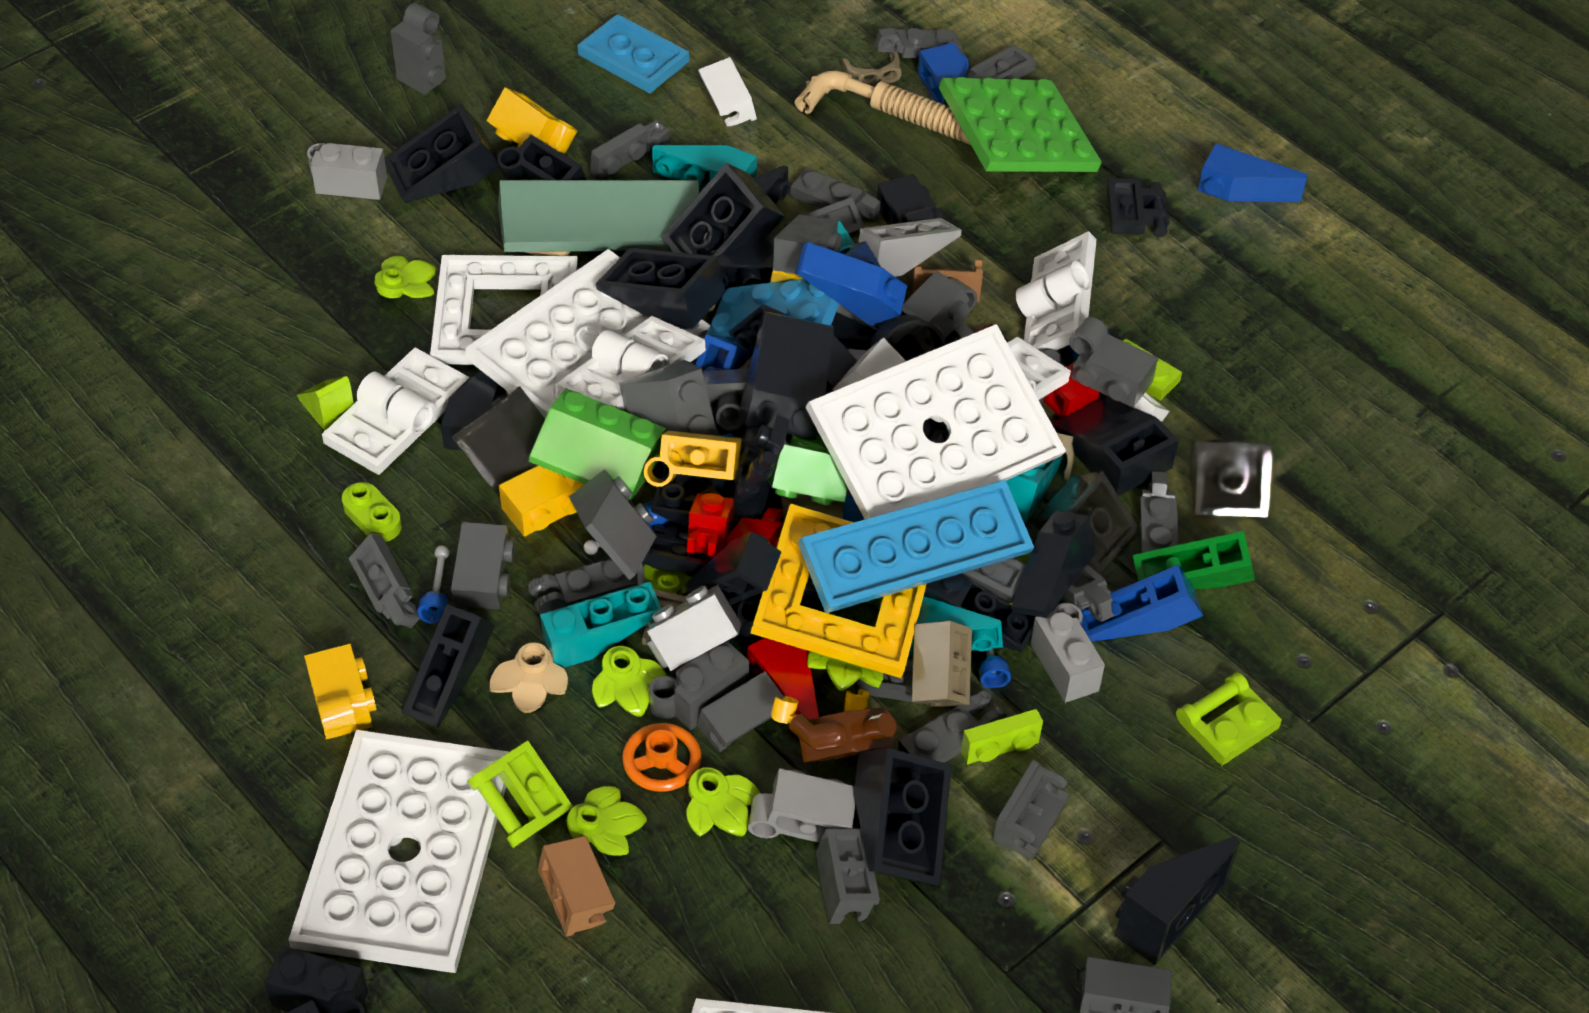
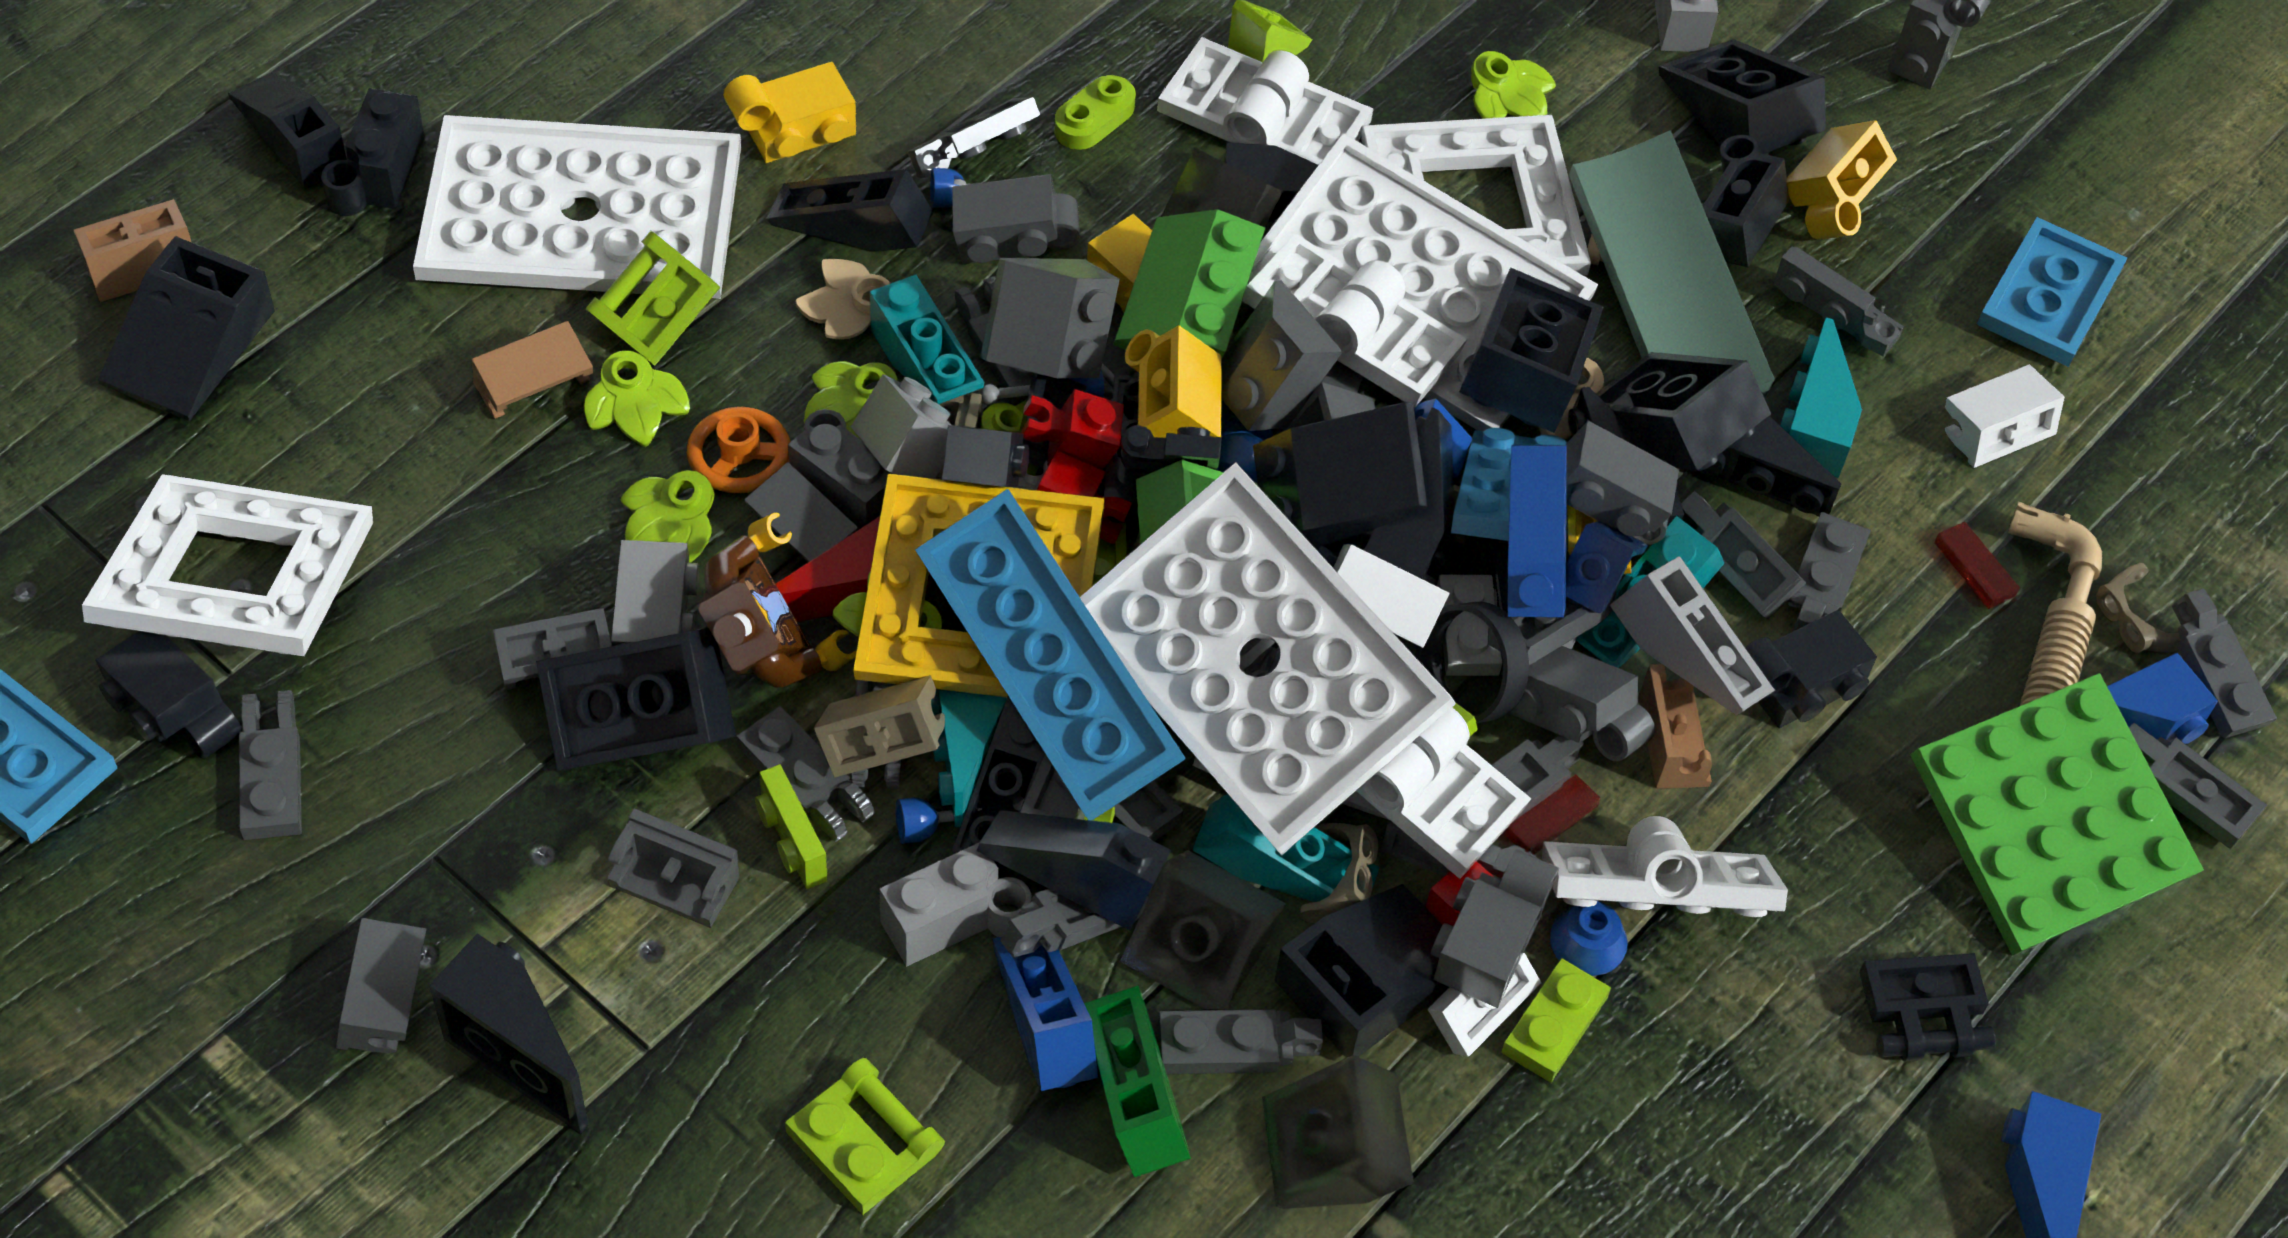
camera: 80 degrees right, 5 degrees up
(831, 130) = (1976, 565): none -> clear red piece

